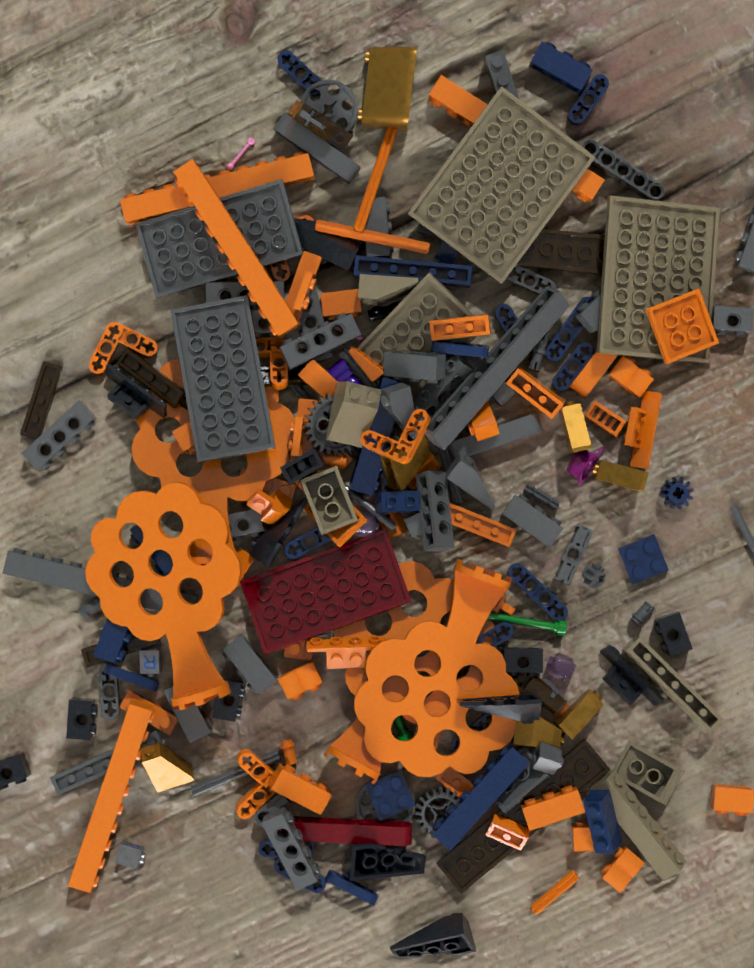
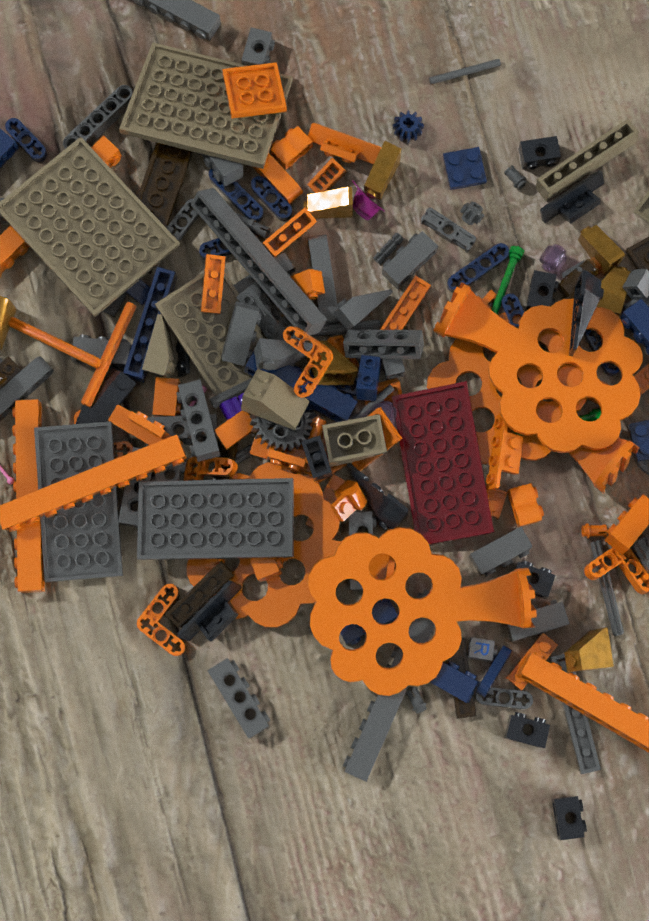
camera: 75 degrees left, 10 degrees down
(41, 400) = (199, 711): dark brown tile -> none
(299, 552) = (399, 484): dark blue beam -> none
(367, 364) = (234, 378): orange slope -> none
(460, 348) = (233, 288): dark blue beam -> none

